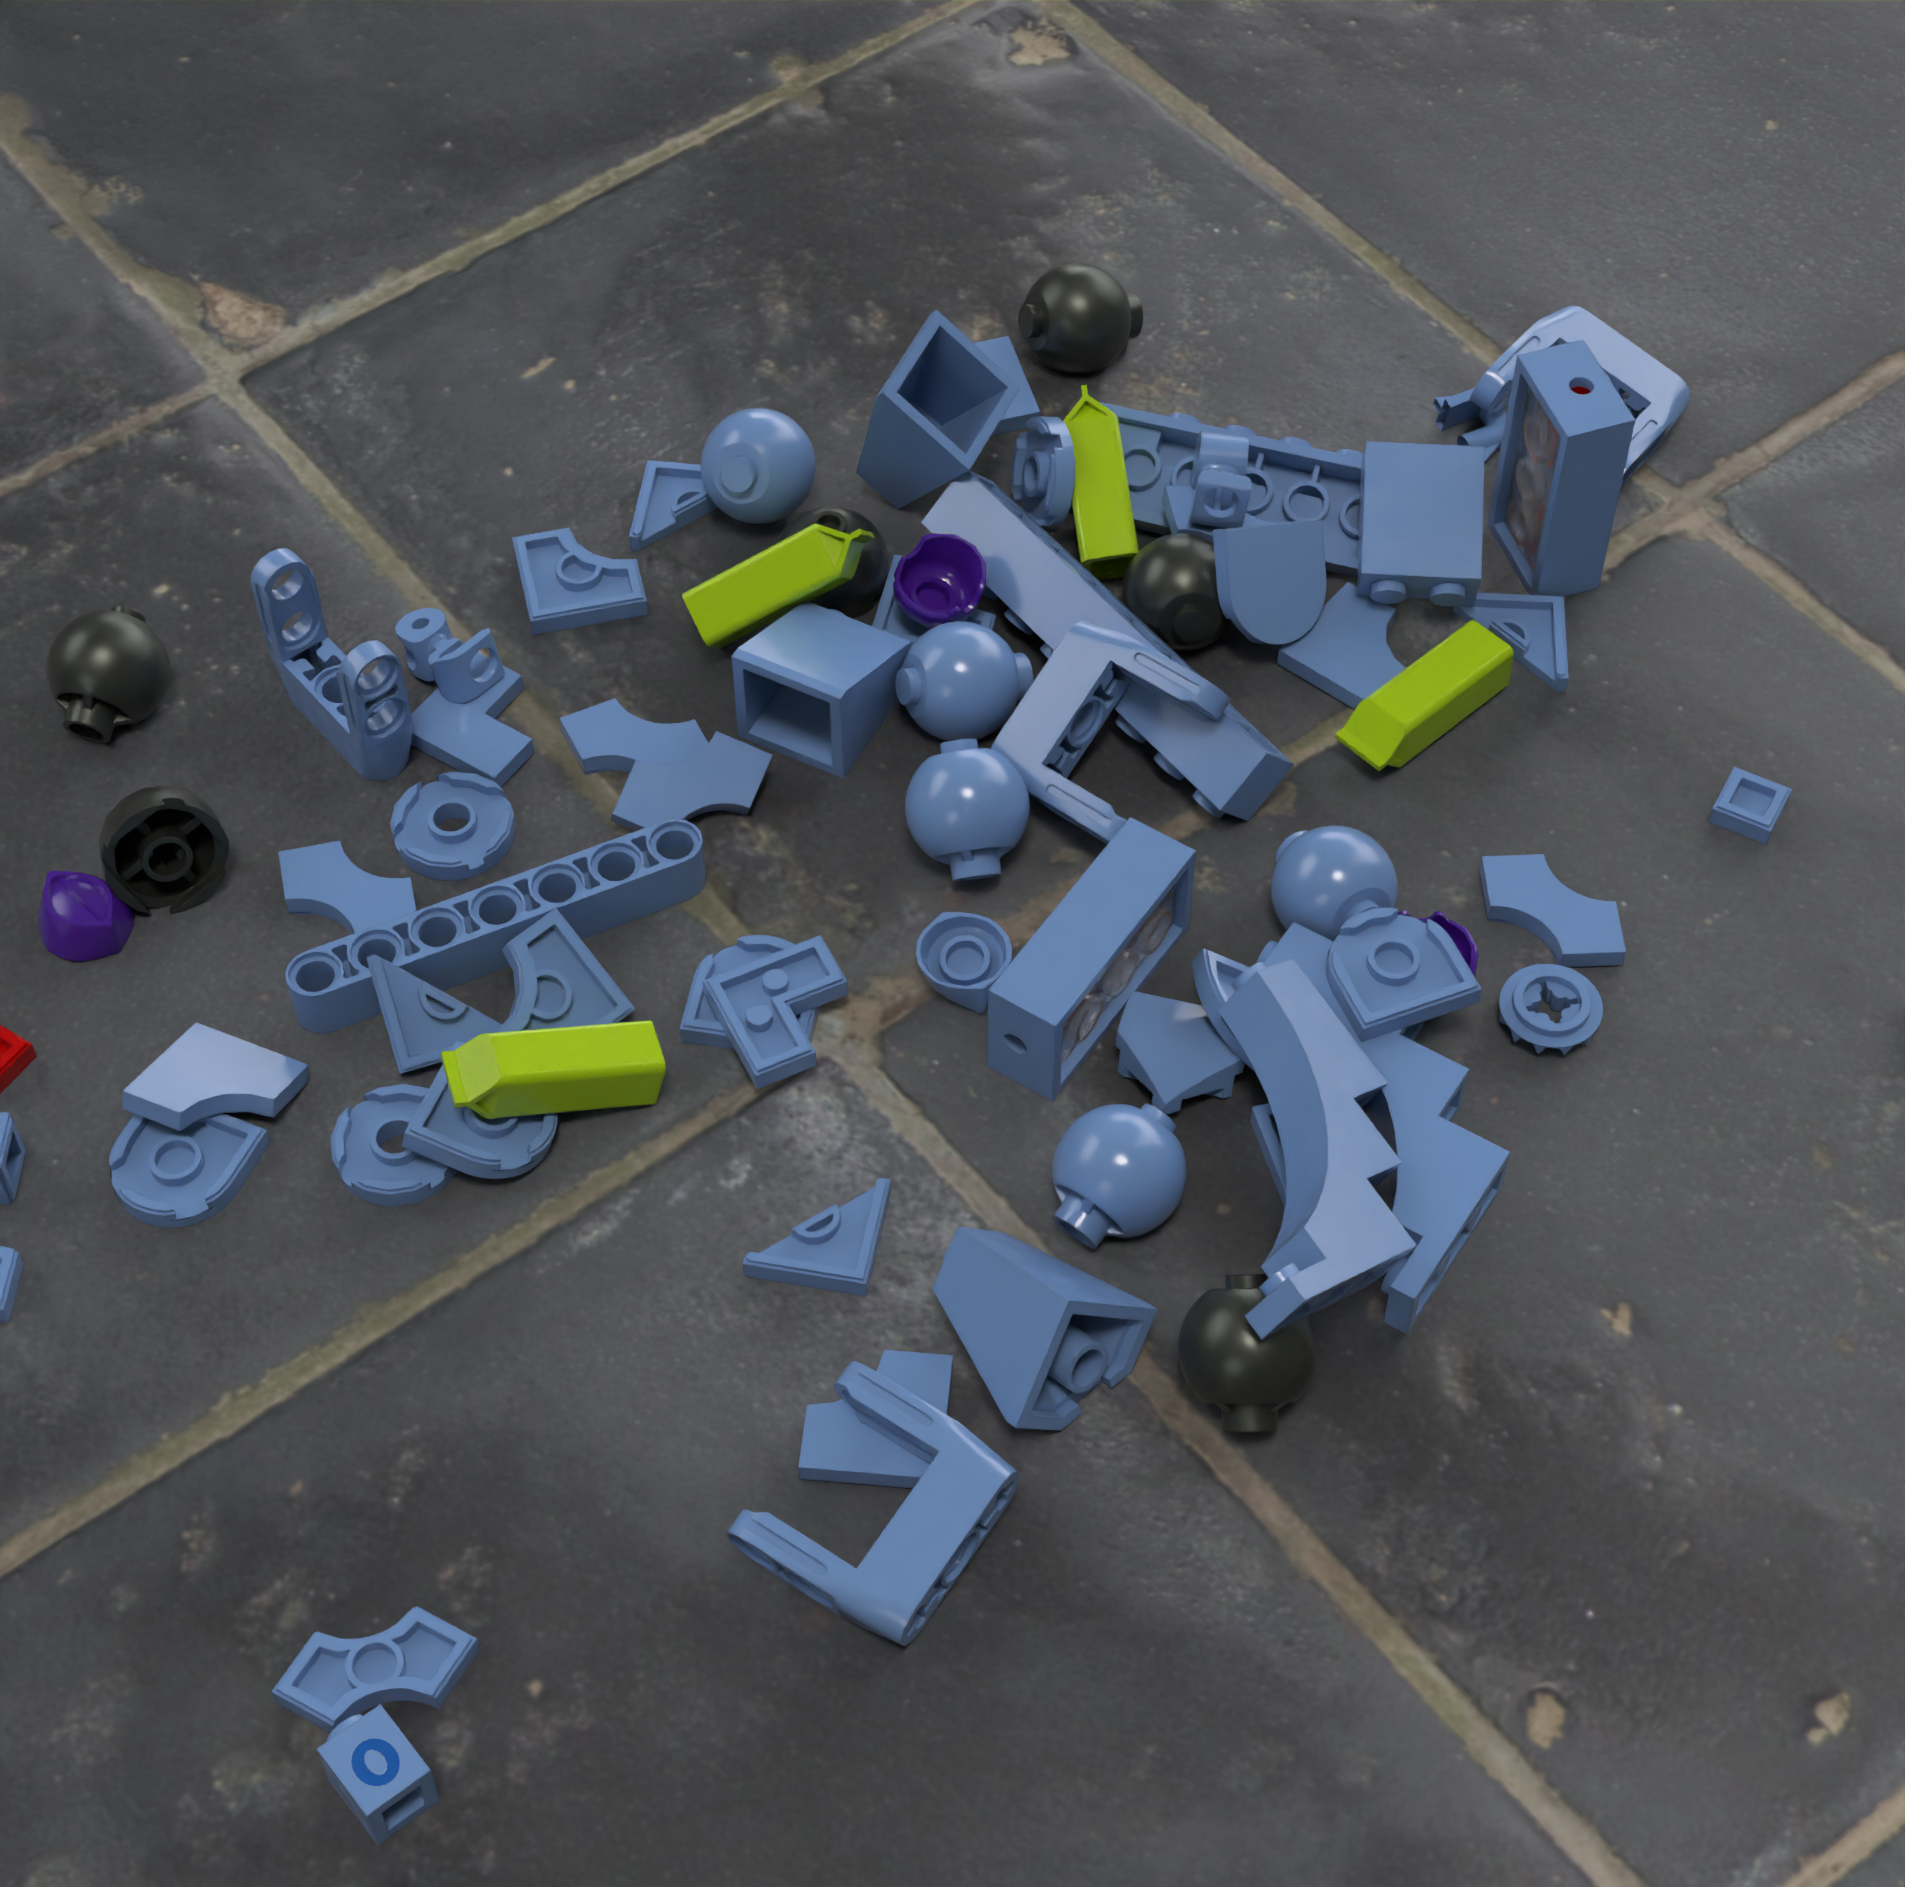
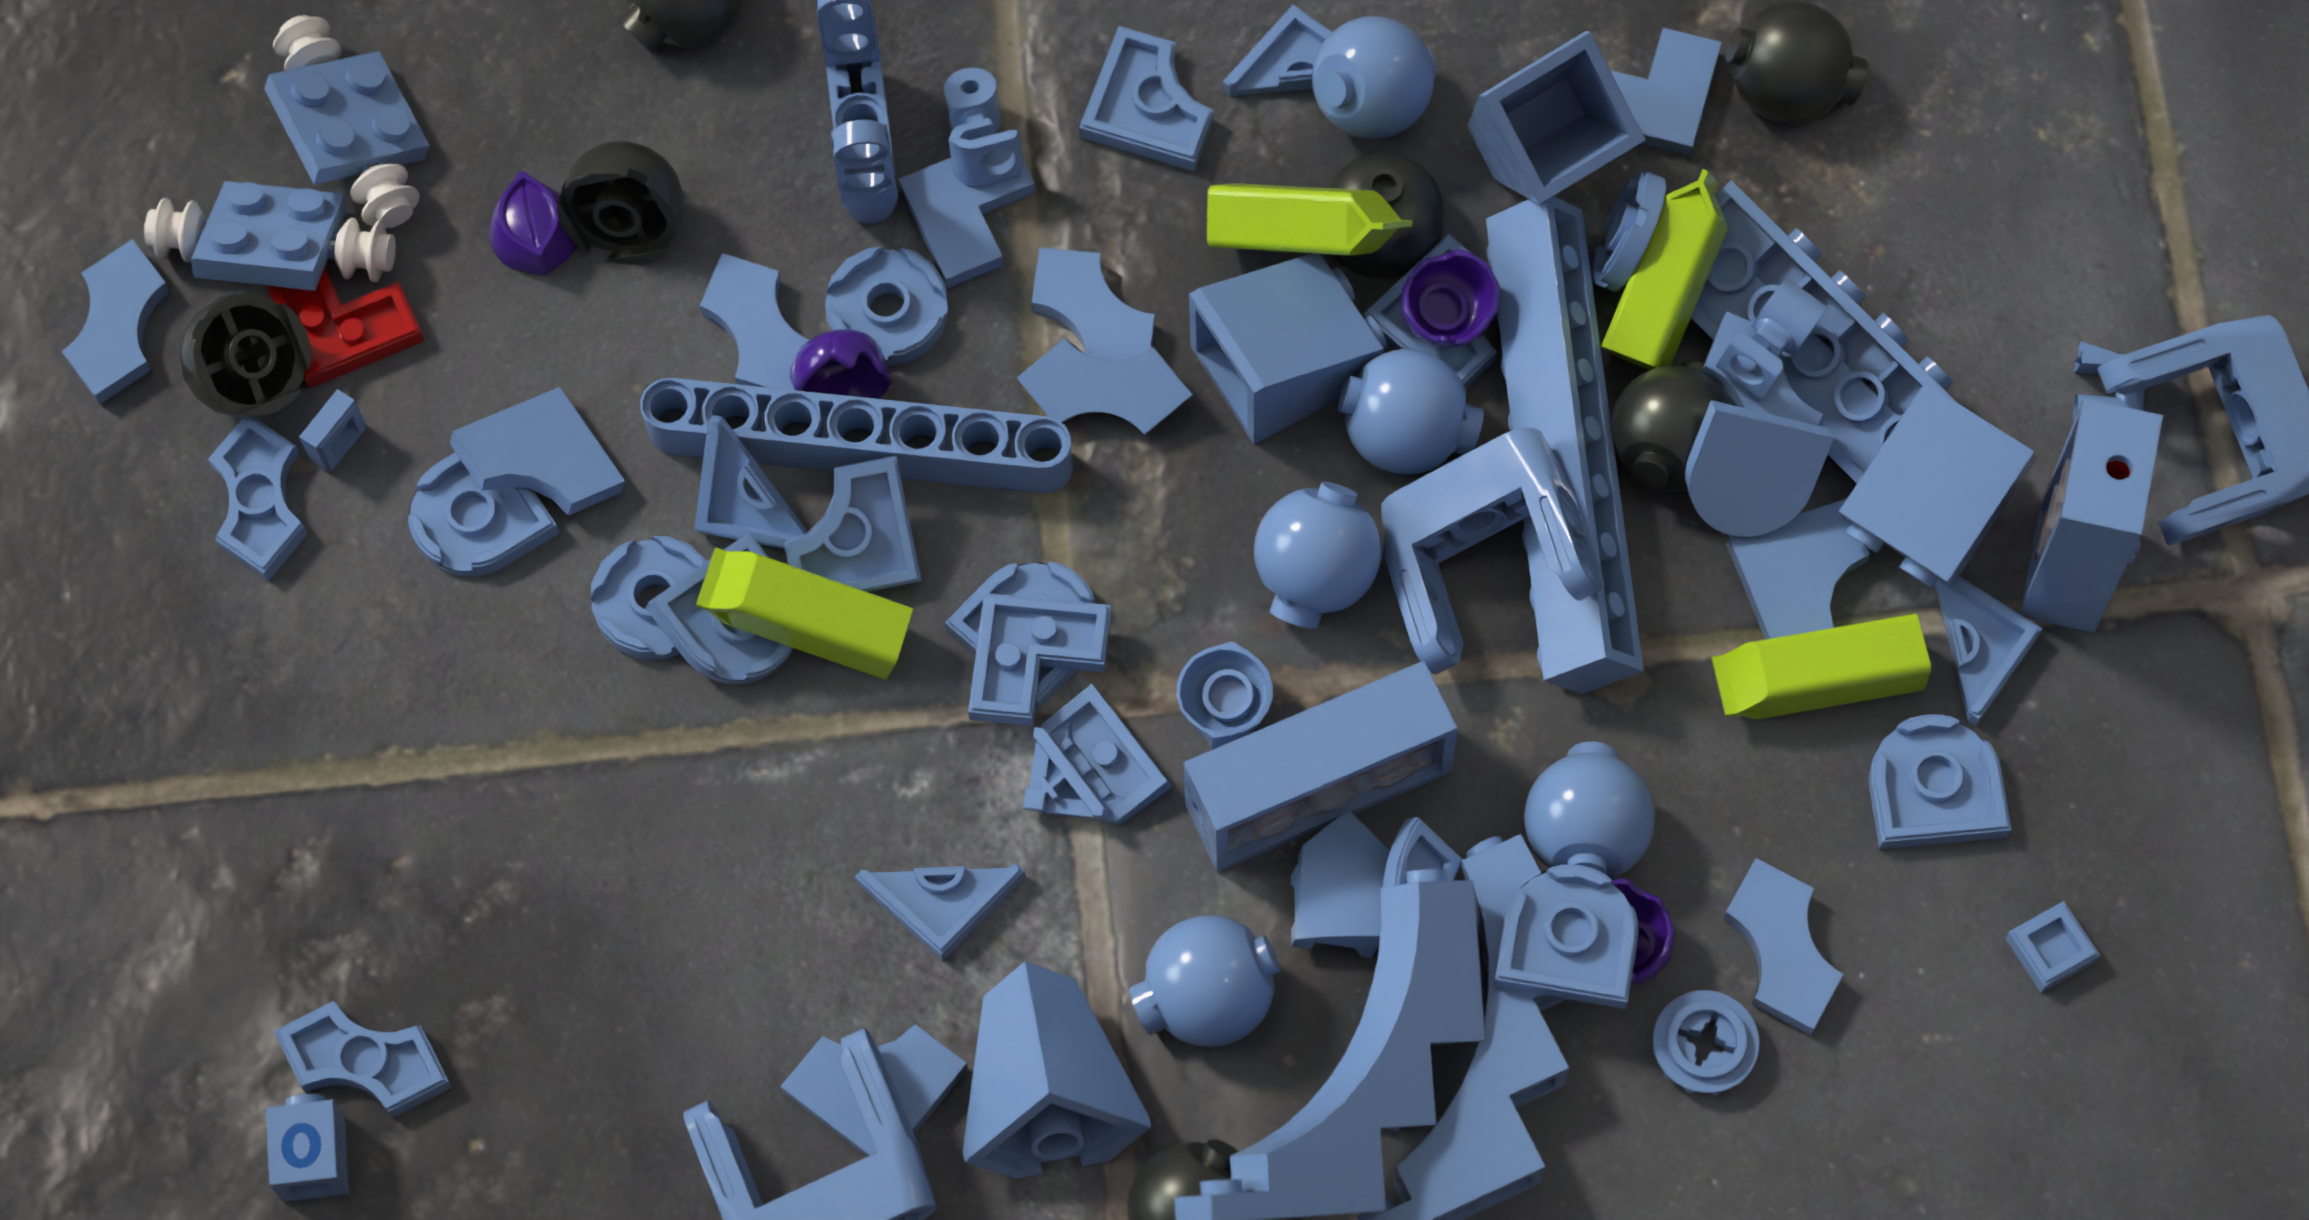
camera: 35 degrees right, 15 degrees up
(451, 868) = (841, 364): none -> dark purple hair
(888, 1071) = (1091, 765): none -> medium blue slope
(1573, 742) = (1936, 785): none -> medium blue tile

